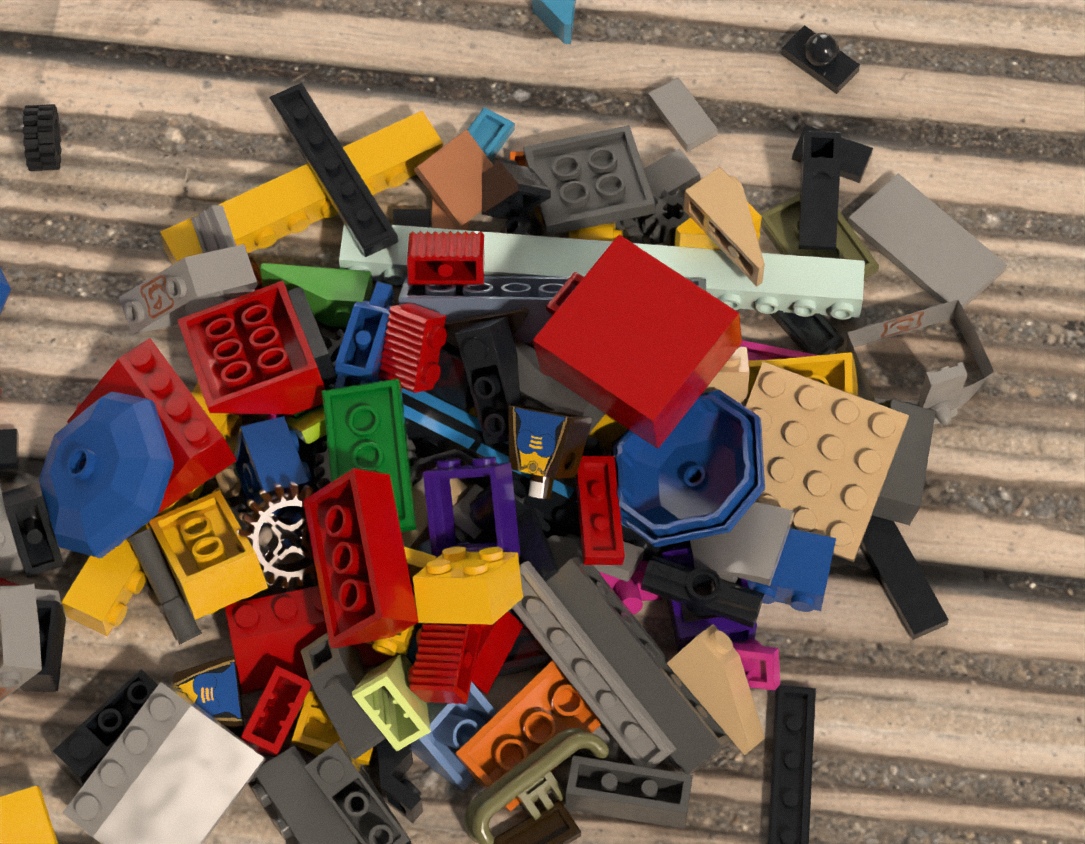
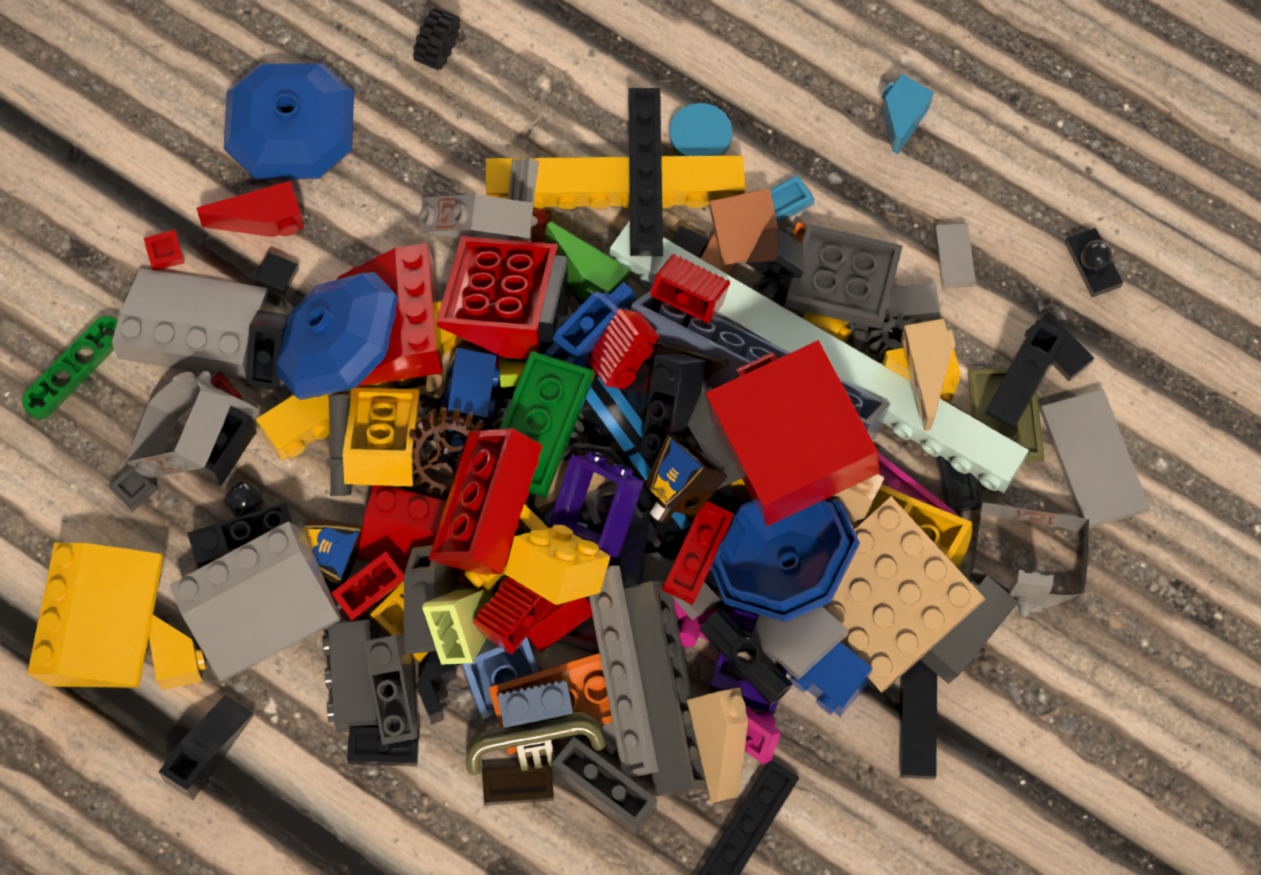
camera: 25 degrees right, 5 degrees up
(90, 690) = (243, 498): none -> black piece
(362, 109) = (700, 131): none -> dark azure tile
(514, 742) = (535, 703): none -> sand blue brick

